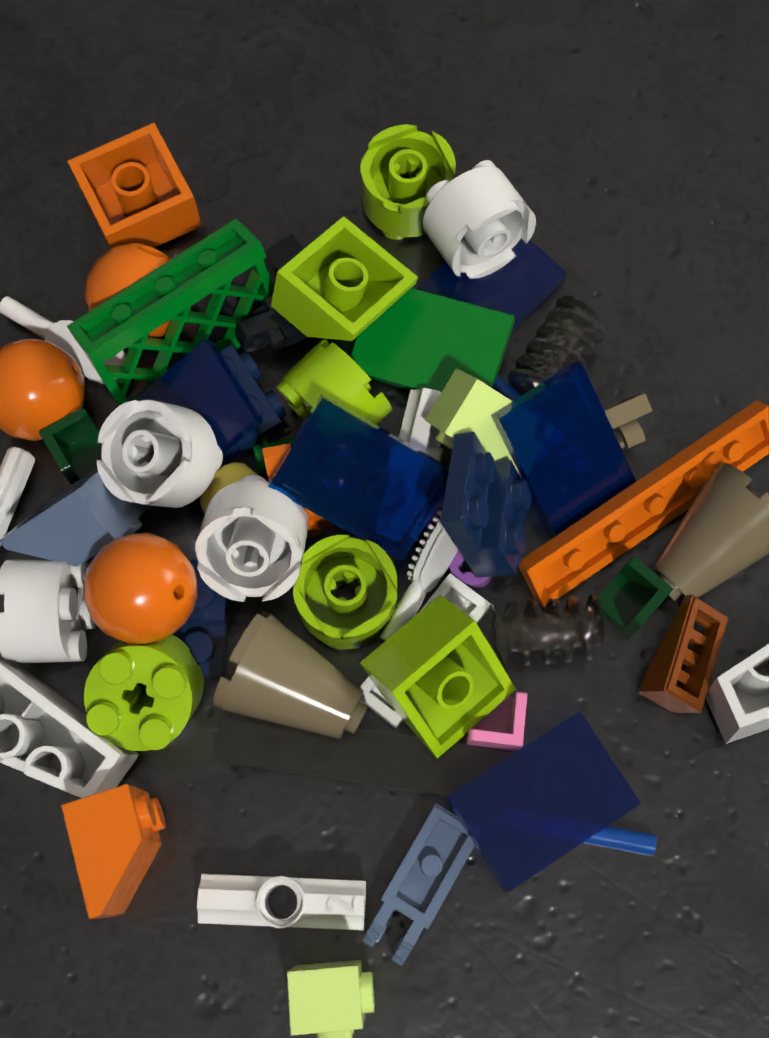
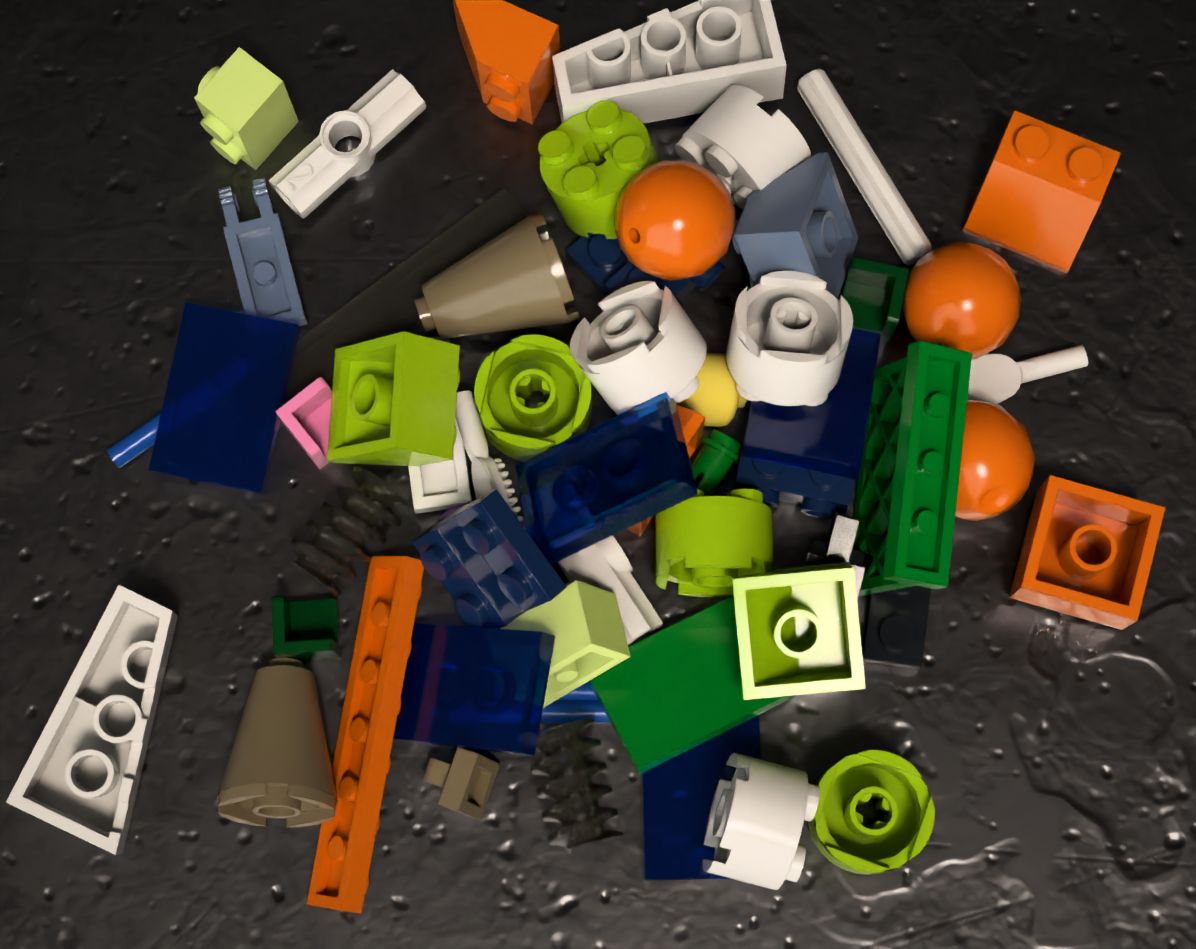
camera: 135 degrees right, 5 degrees up
(665, 669) = (195, 616): dark orange slope -> none

